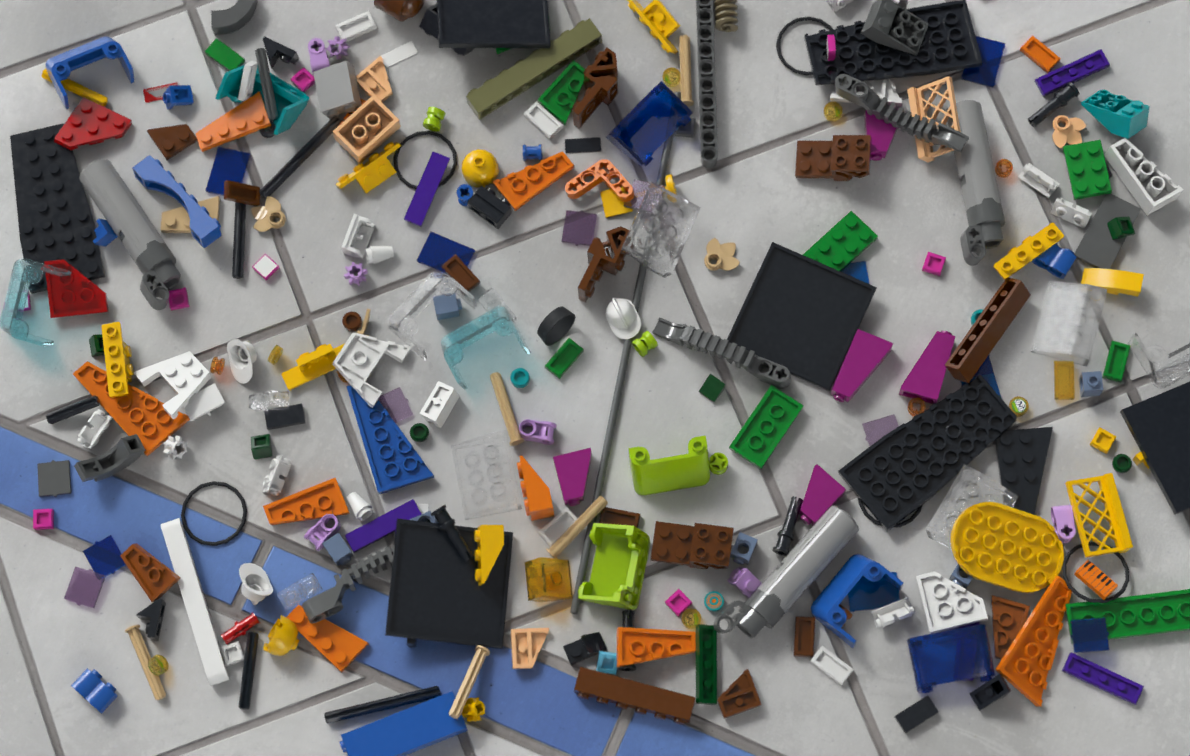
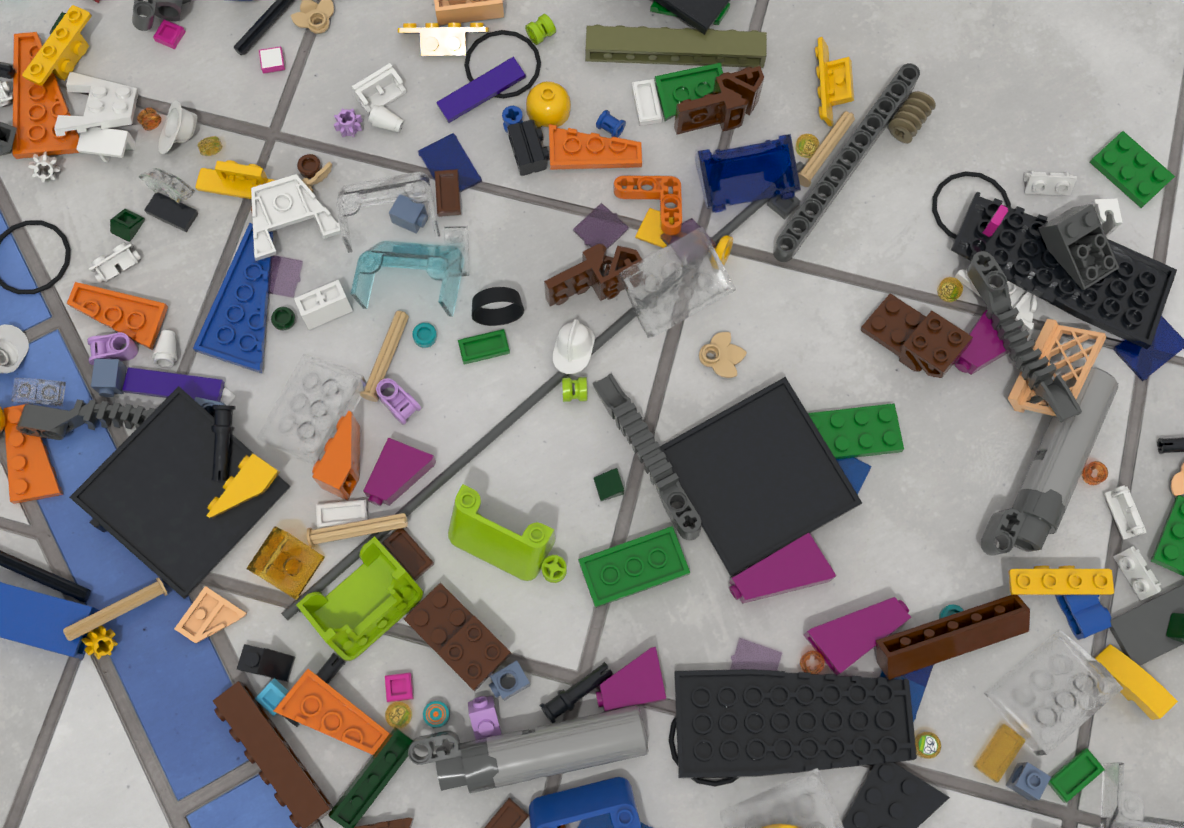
camera: 30 degrees right, 0 degrees up
(583, 145) = (667, 152): black sticker -> none
(933, 264) = (944, 521): dark pink tile -> none

